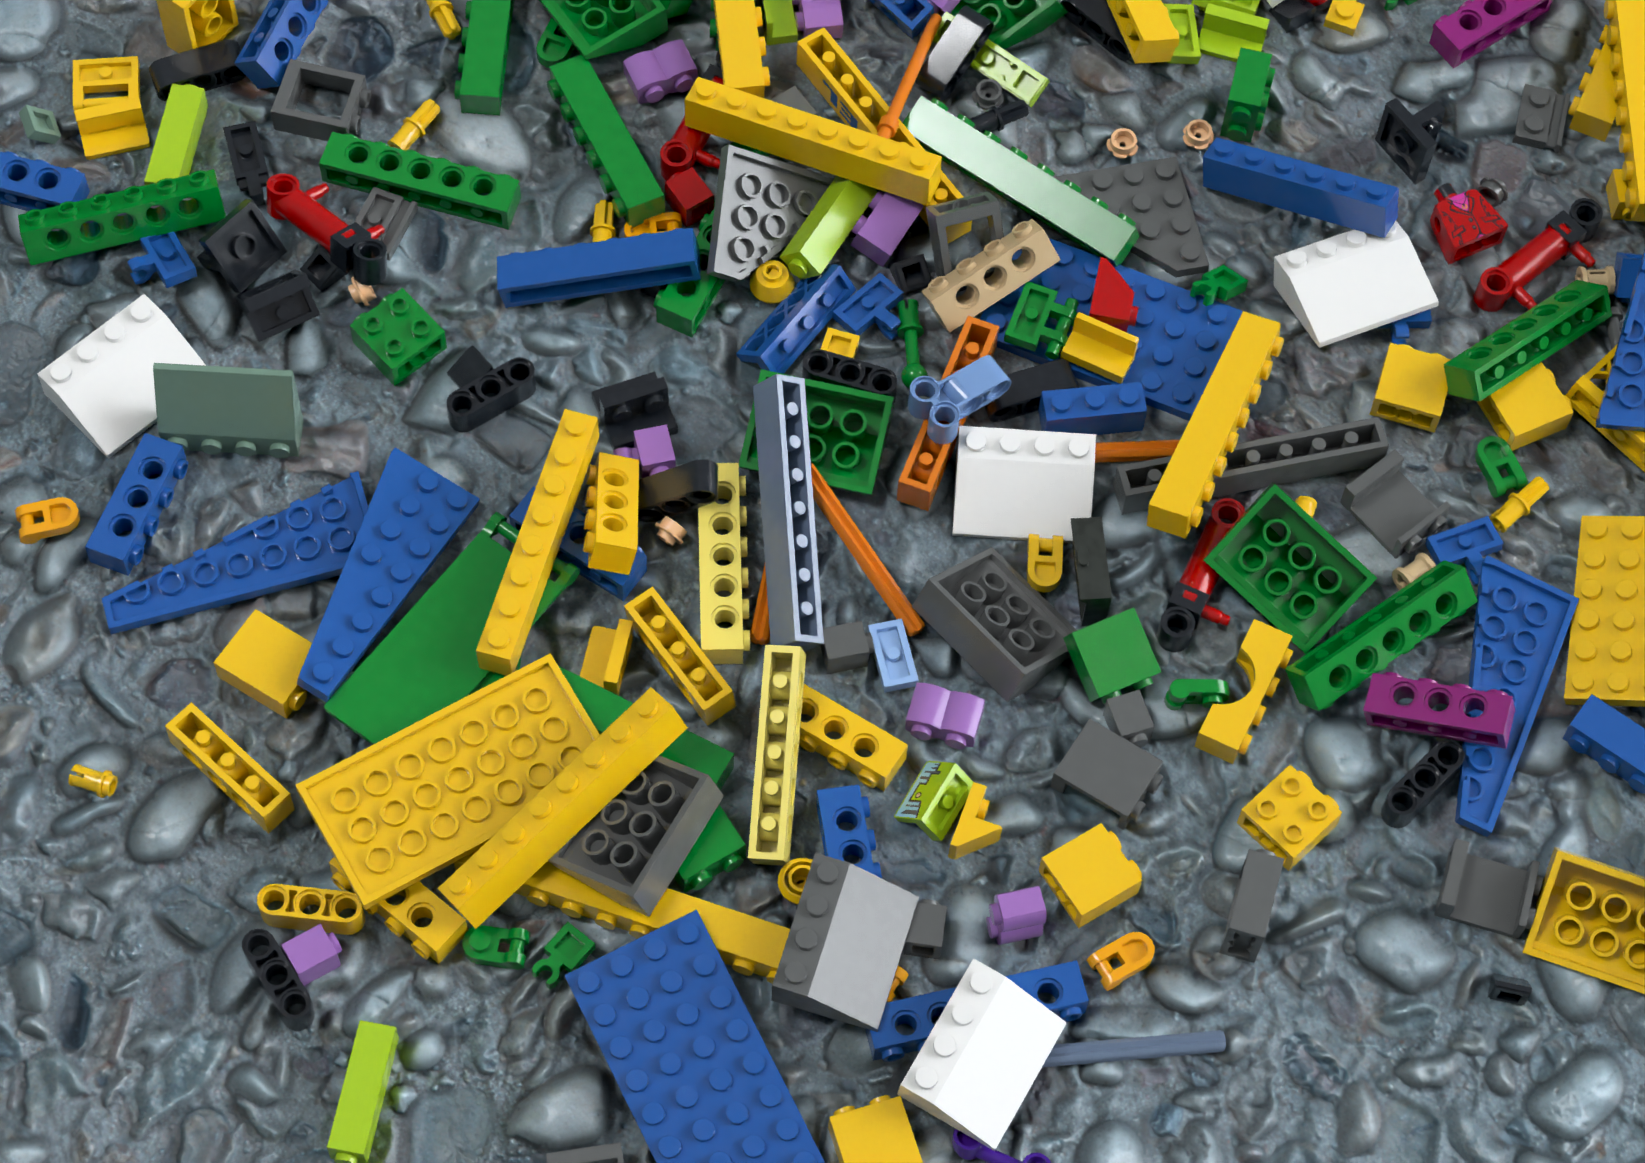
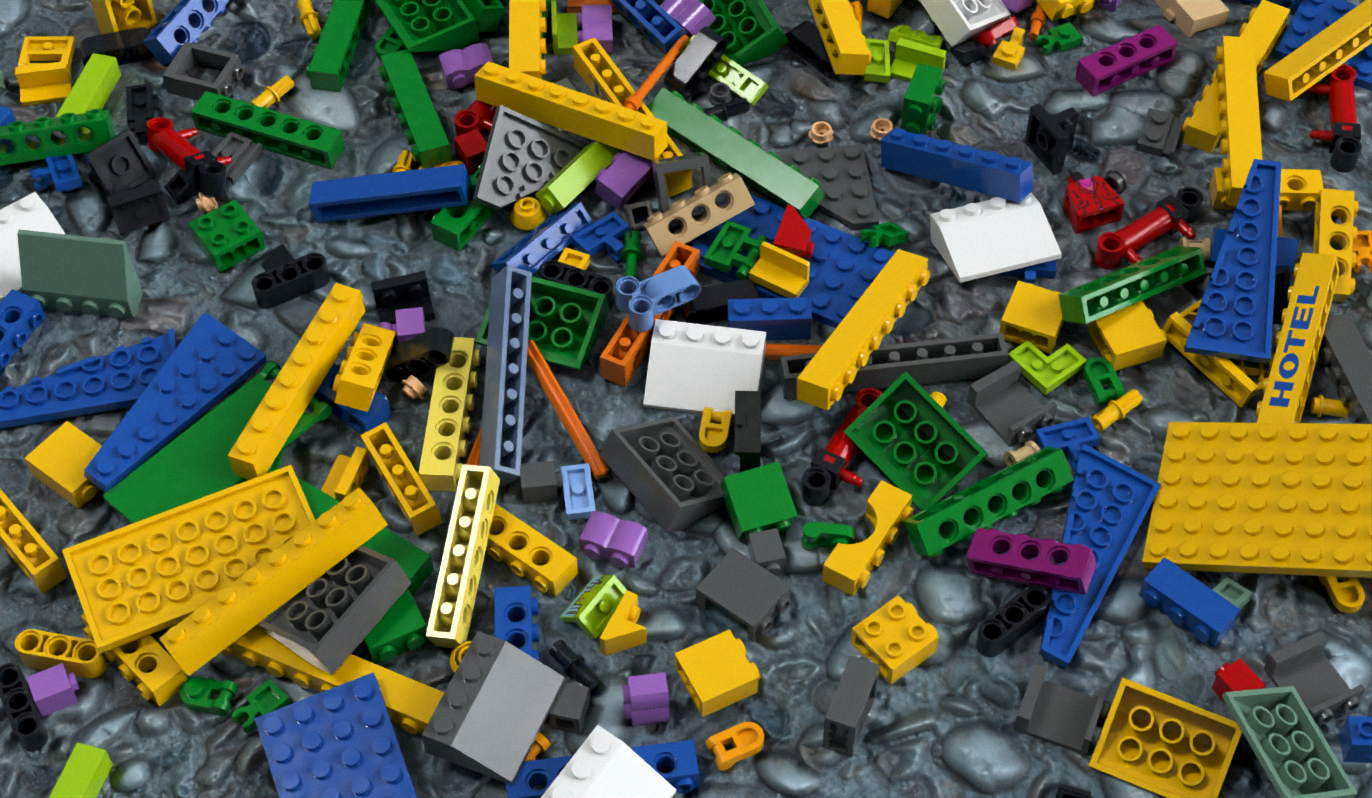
camera: 10 degrees right, 10 degrees down
(922, 877) = (574, 665): none -> black axle
(1432, 458) = (1046, 371): none -> lime plate

